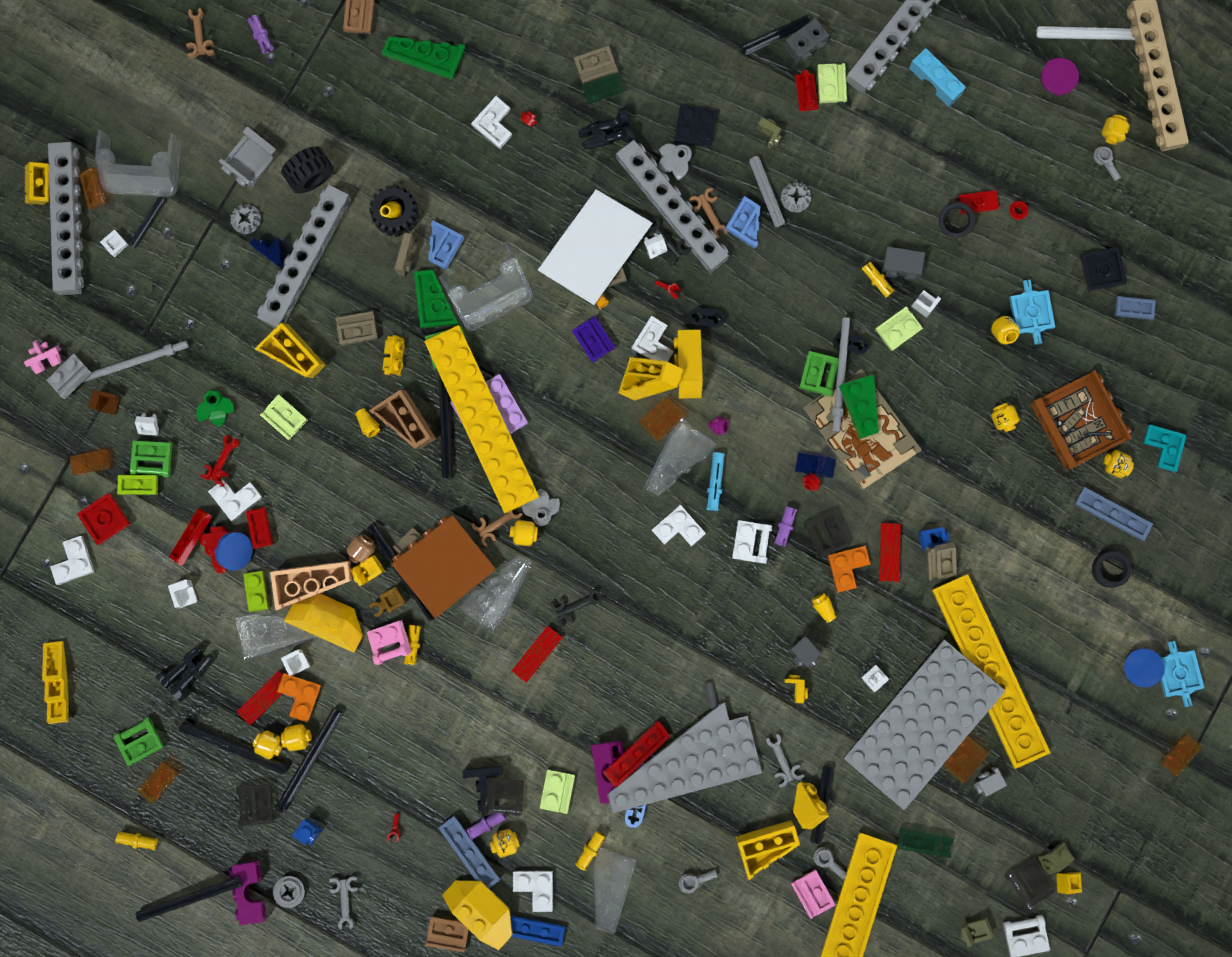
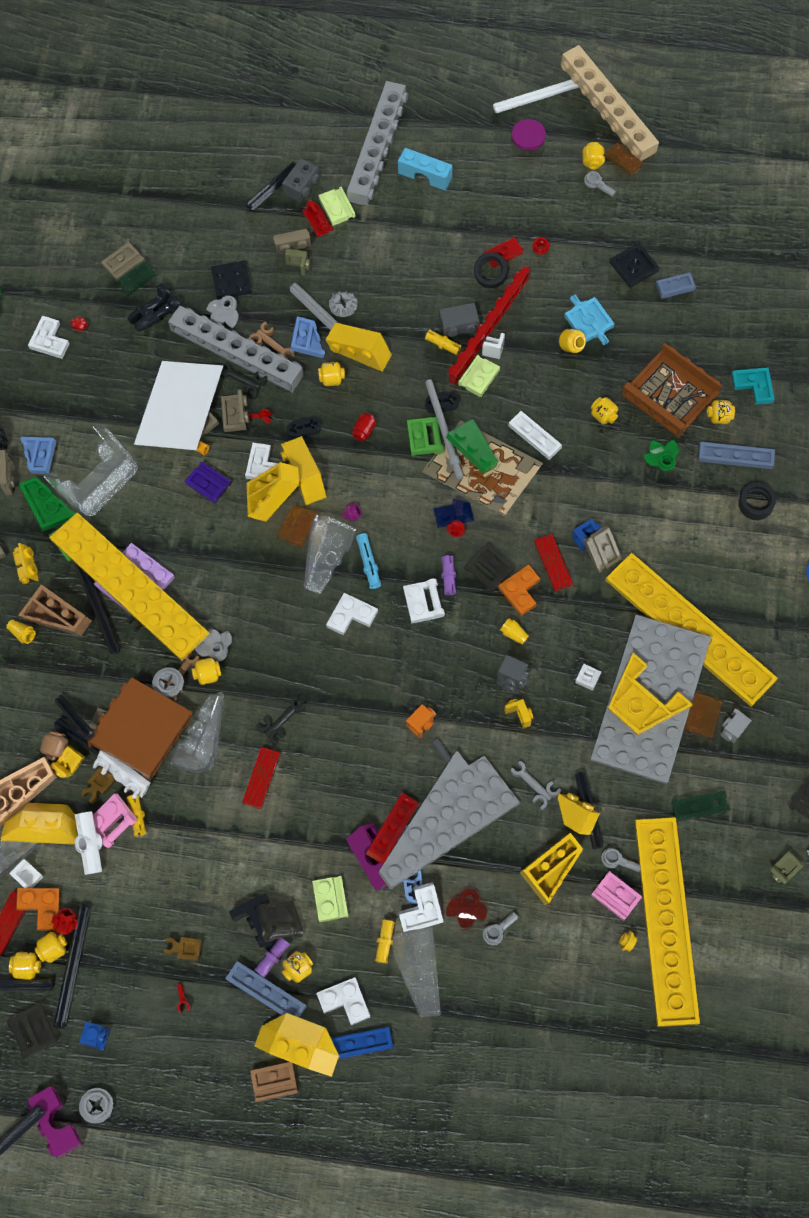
camera: 25 degrees left, 15 degrees down
(315, 720) = (64, 921): none -> red gear
(344, 885) = (150, 1077): light grey bar -> none
(360, 656) = (88, 843): none -> white piece
(387, 533) = (74, 717): none -> black axle
(412, 603) = (122, 774): none -> white plate
(414, 786) = (187, 948): none -> pearl gold plate
(484, 540) = (165, 675): none -> light grey gear
(636, 841) = (427, 911): none -> white plate
(645, 275) = (234, 412): none -> dark tan bracket
(655, 245) = (233, 384): white tile -> none
(672, 852) = (467, 912): none -> clear red plate
(703, 660) = (421, 720): none -> orange brick
(754, 272) = (331, 374): none -> yellow head
(764, 340) = (363, 427): none -> red brick
(771, 106) = (292, 240): none -> dark tan bracket
(793, 252) = (360, 345): none -> yellow wedge
(805, 938) = (627, 941): none -> yellow plate
(906, 729) = (637, 706): none -> yellow wing
(926, 415) = (535, 435): none -> white plate
(936, 273) = (484, 330): none -> red plate
(1041, 481) = (661, 453): none -> green plate
(1145, 143) = (624, 159): none -> clear orange plate

